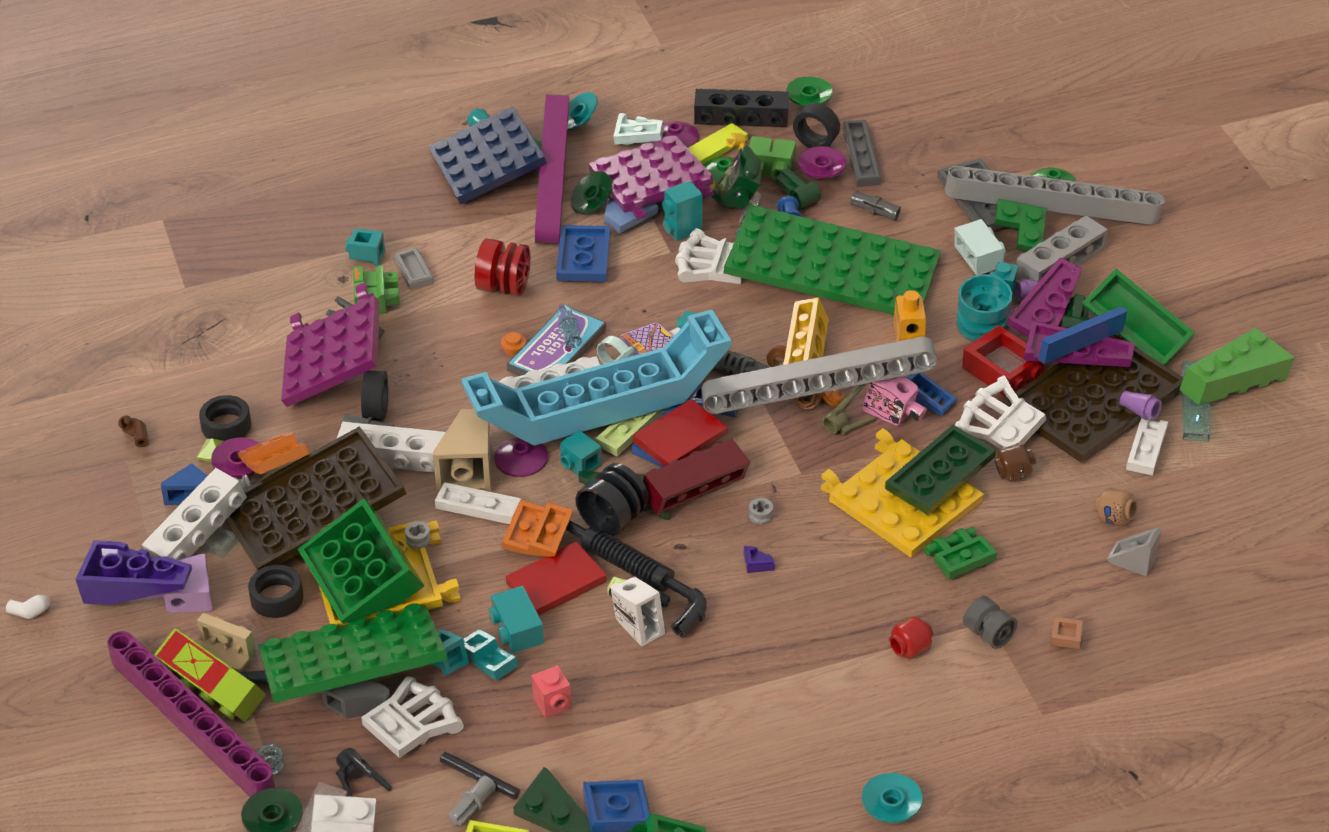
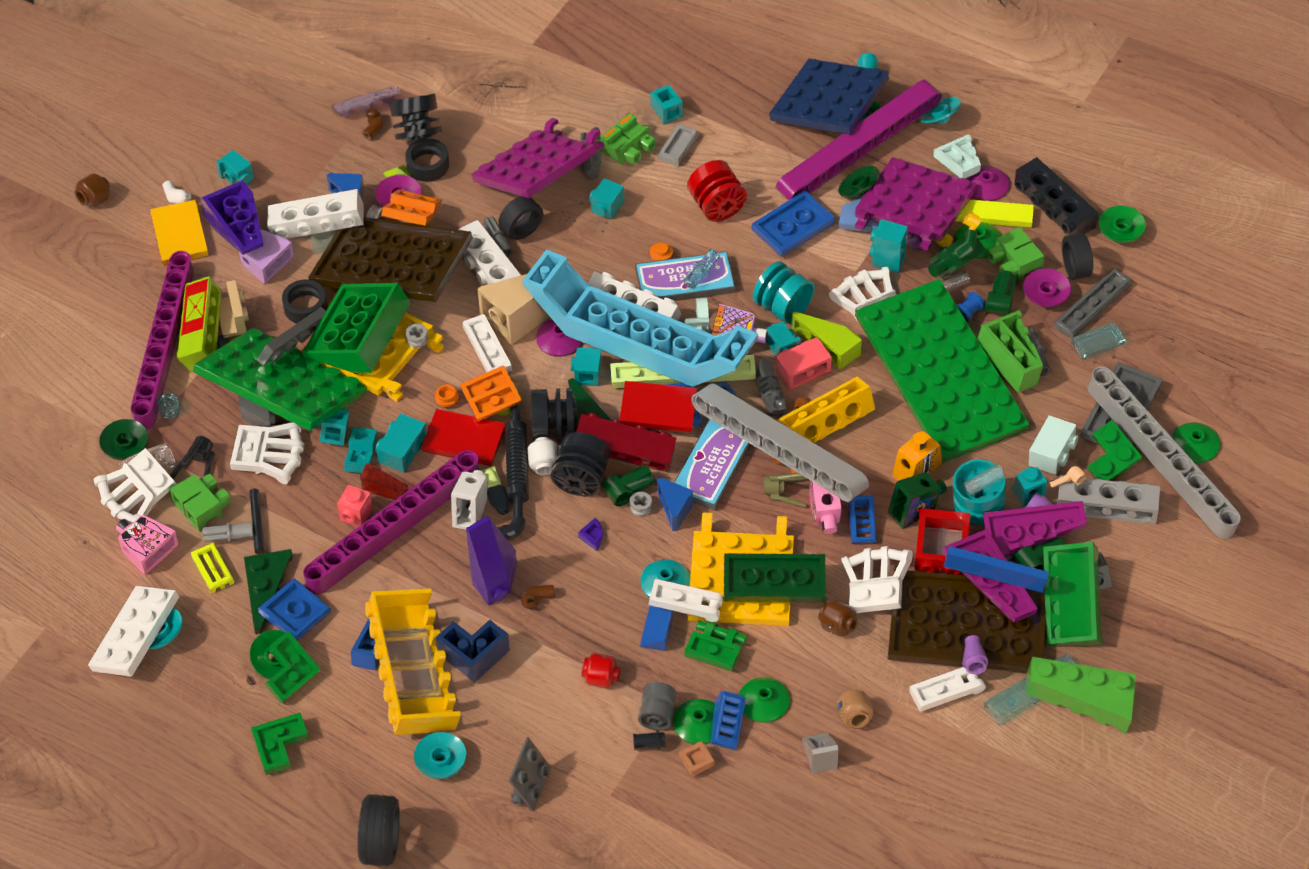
camera: 50 degrees right, 10 degrees up
(62, 546) = (234, 168): none -> teal brick
(74, 631) = (179, 229): none -> yellow tile
(104, 417) = (366, 101): none -> plate
(180, 389) = (415, 117): none -> black wheel
(318, 614) = (290, 338): none -> dark grey plate
(407, 794) = (196, 500): none -> bright green hips
(418, 338) = (607, 199): none -> teal brick
(498, 561) = (446, 396): none -> orange plate
(546, 656) = (381, 483): none -> clear red slope
(597, 679) = (438, 483): none -> magenta beam
(644, 535) = (542, 455): none -> white head
(655, 293) = (783, 291): none -> teal wheel
(687, 514) = (580, 464): none -> black wheel
(714, 777) = (362, 656): none -> blue slope
(729, 301) = (837, 339): none -> lime slope
(734, 507) = (621, 488): none -> dark green piece
(737, 632) = (491, 560): none -> dark purple wedge
(738, 323) = (803, 363): none -> coral brick
(769, 445) = (712, 464): none -> tile
(772, 757) = (410, 662): none -> yellow window
(781, 632) = (535, 594): none -> reddish brown arm
(785, 487) = (675, 501): none -> blue slope
(803, 708) = (473, 653): none -> dark blue brick
(855, 546) = (665, 567): none -> teal dish
(867, 213) = (1011, 350): none -> bright green wedge
(900, 170) = (1098, 340): none -> clear light blue tile
(900, 574) = (657, 628): none -> blue slope
(905, 534) = (686, 599): none -> white plate
(947, 342) = (911, 495): none -> dark green torso
(979, 751) = (528, 775): none -> dark grey hinge
(988, 289) = (985, 479): none -> clear axle
(1020, 647) = (649, 740): none -> black pin
(1029, 609) = (693, 729): none -> green dish
(1031, 247) = (1074, 474): none -> light nougat hand
(1043, 559) = (765, 708): none -> green dish
(1045, 588) = (730, 704): none -> blue slope

